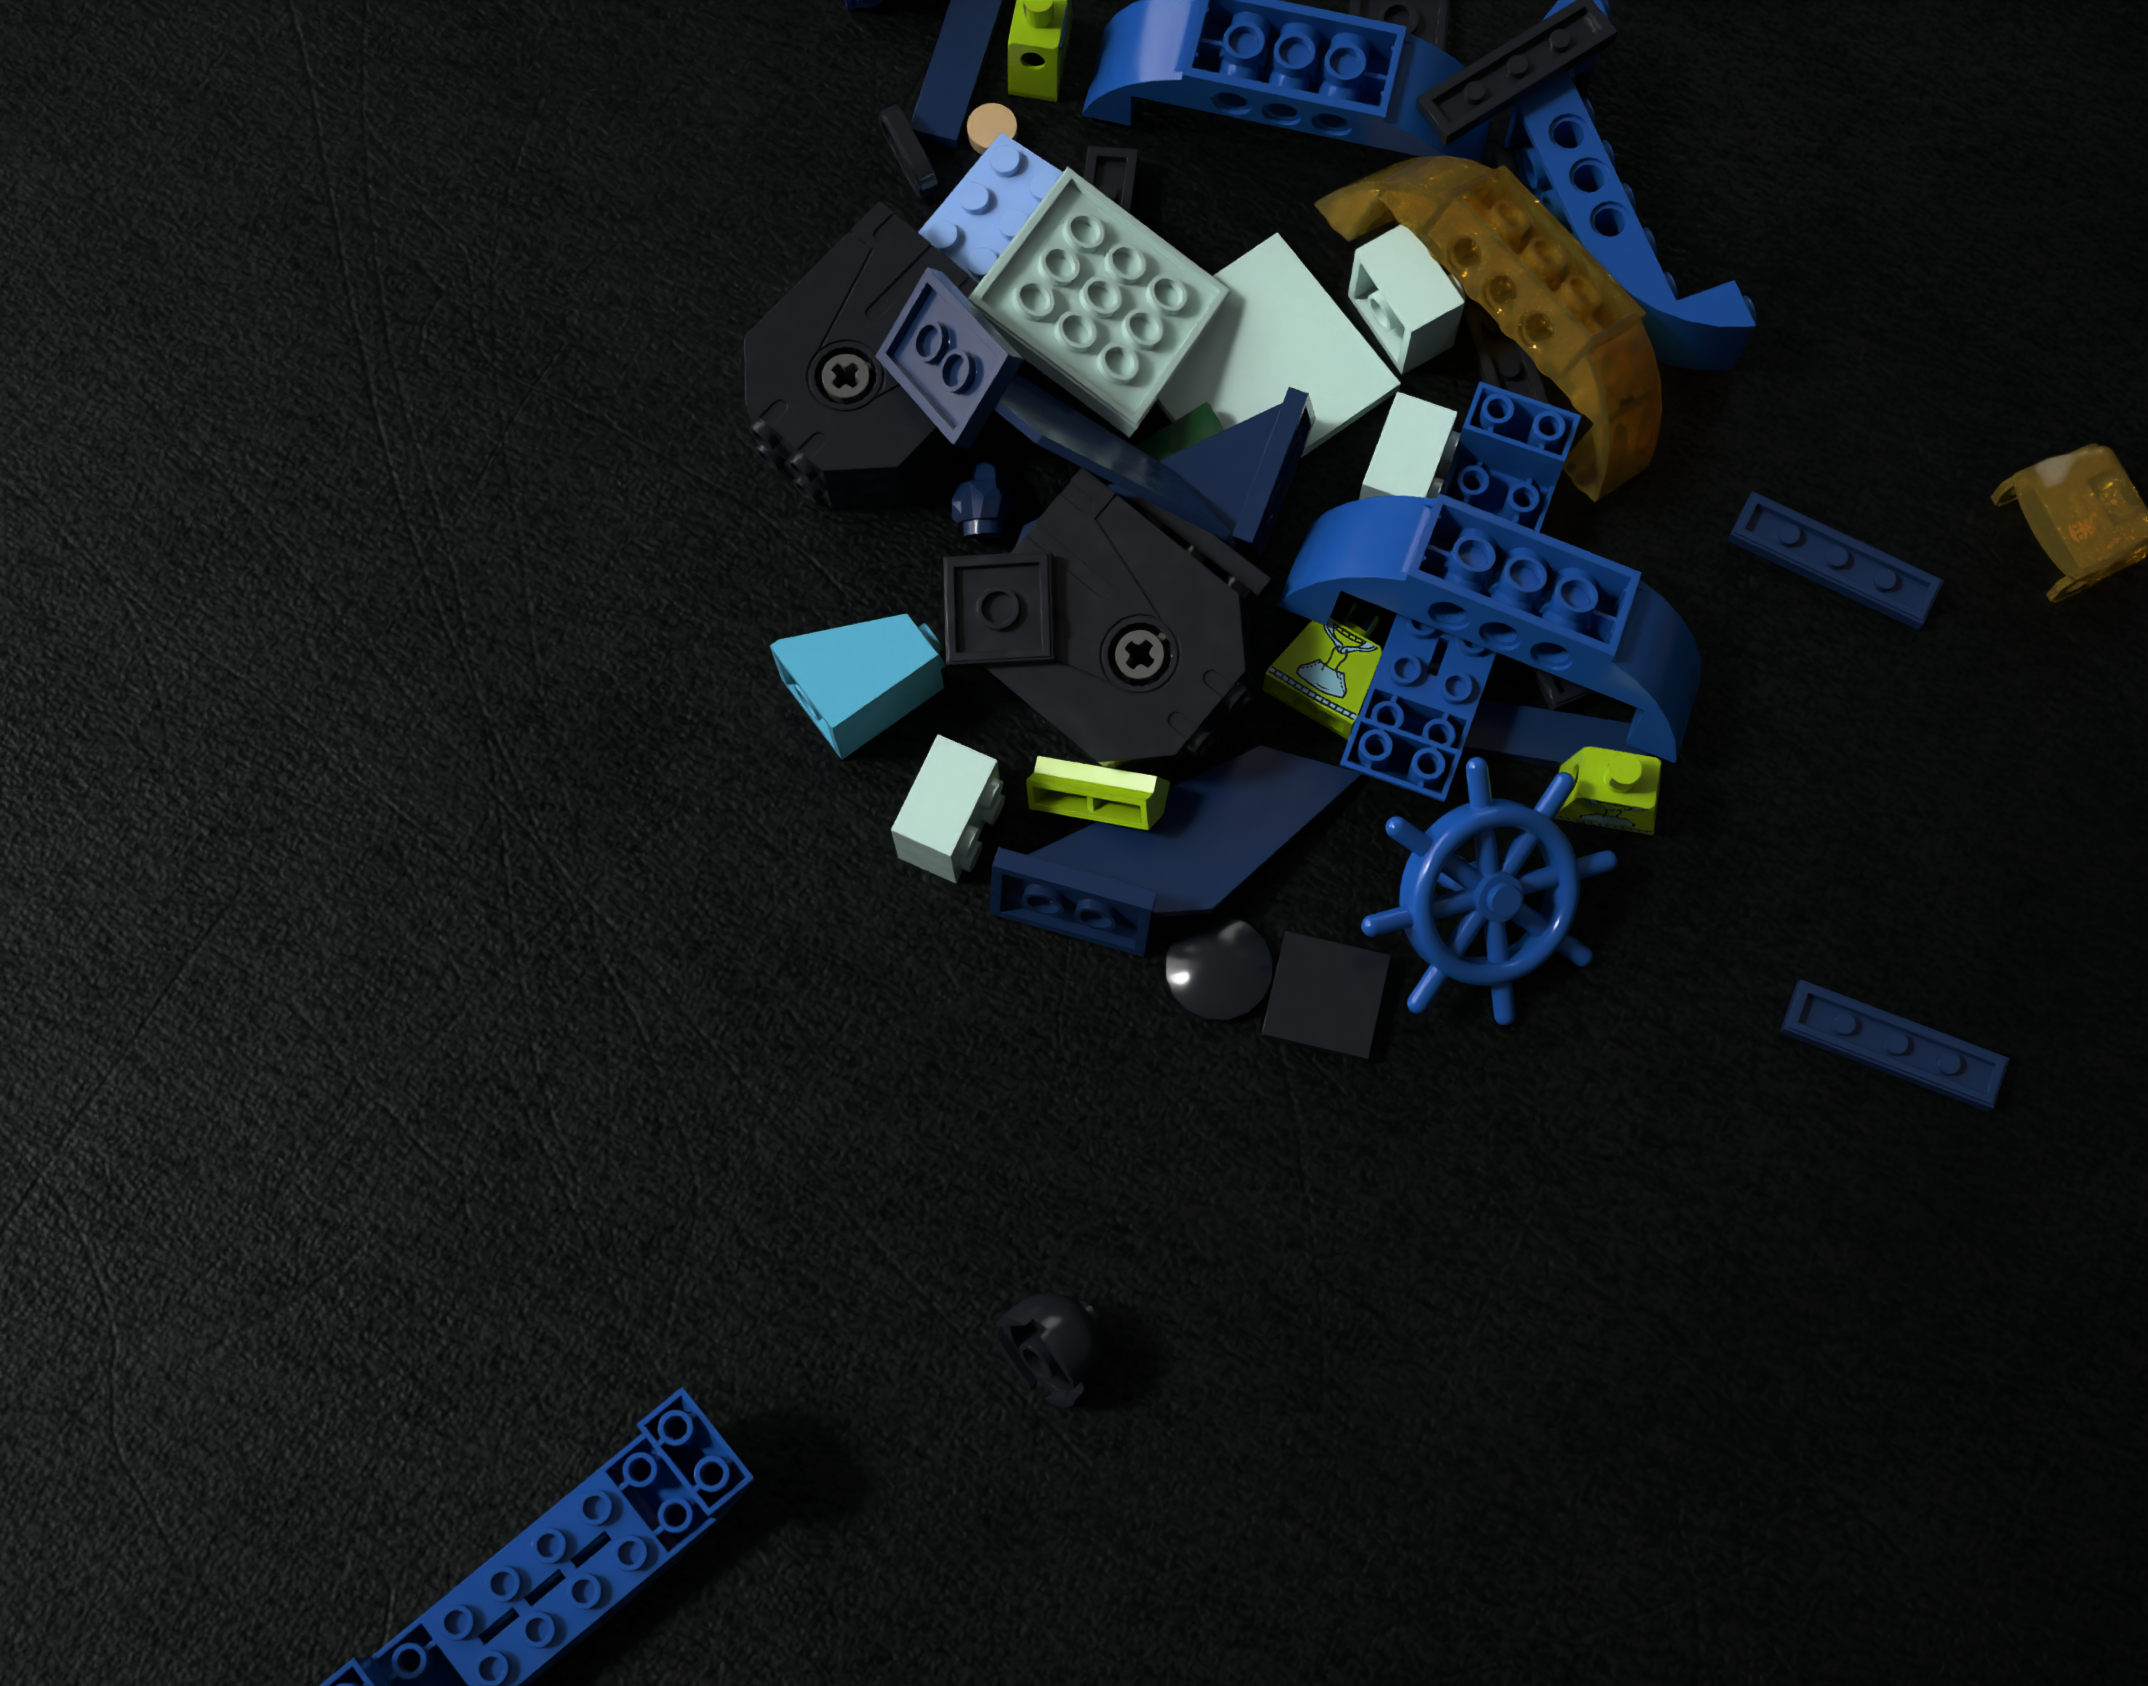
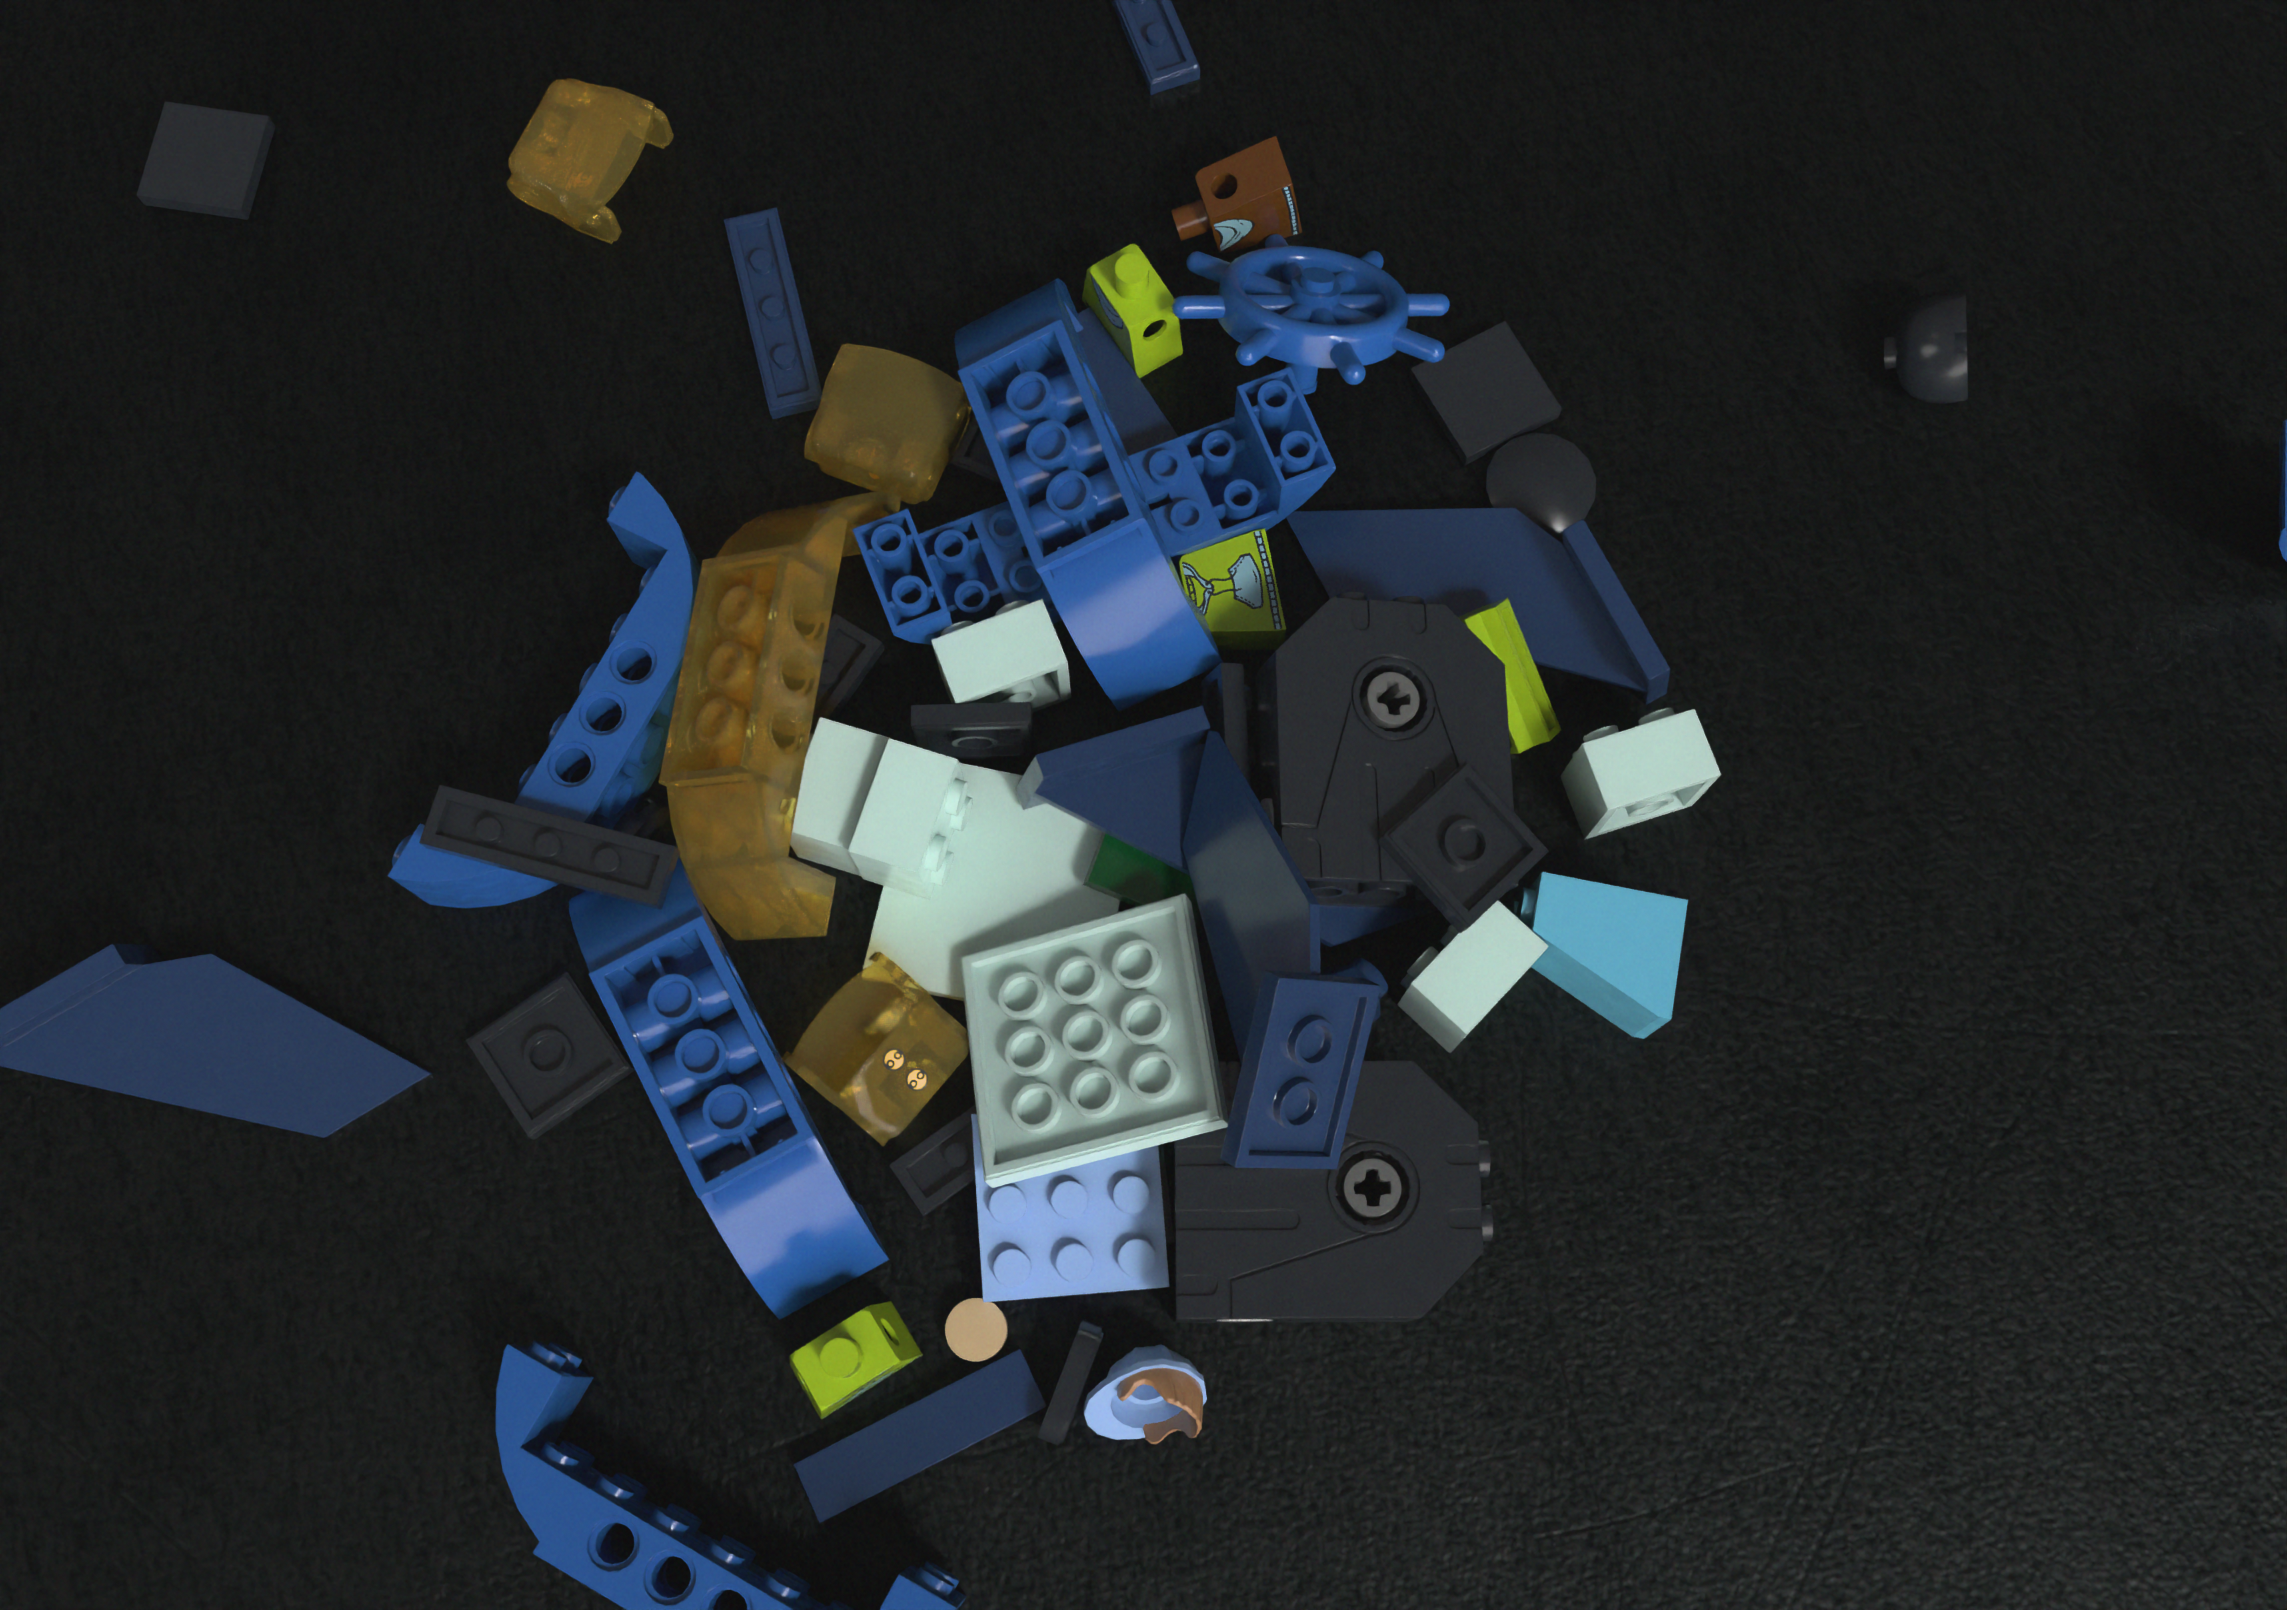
camera: 135 degrees left, 0 degrees up
(859, 185) = (1147, 1397): none -> light blue piece
(915, 566) = (1465, 980): none -> light aqua brick
(1216, 192) = (880, 1049): none -> clear yellow piece
(1346, 316) = (911, 820): none -> light aqua brick
(1364, 425) = (976, 729): none -> black tile
(1630, 945) = (1242, 200): none -> reddish brown torso
(1673, 539) = (887, 422): none -> clear yellow piece

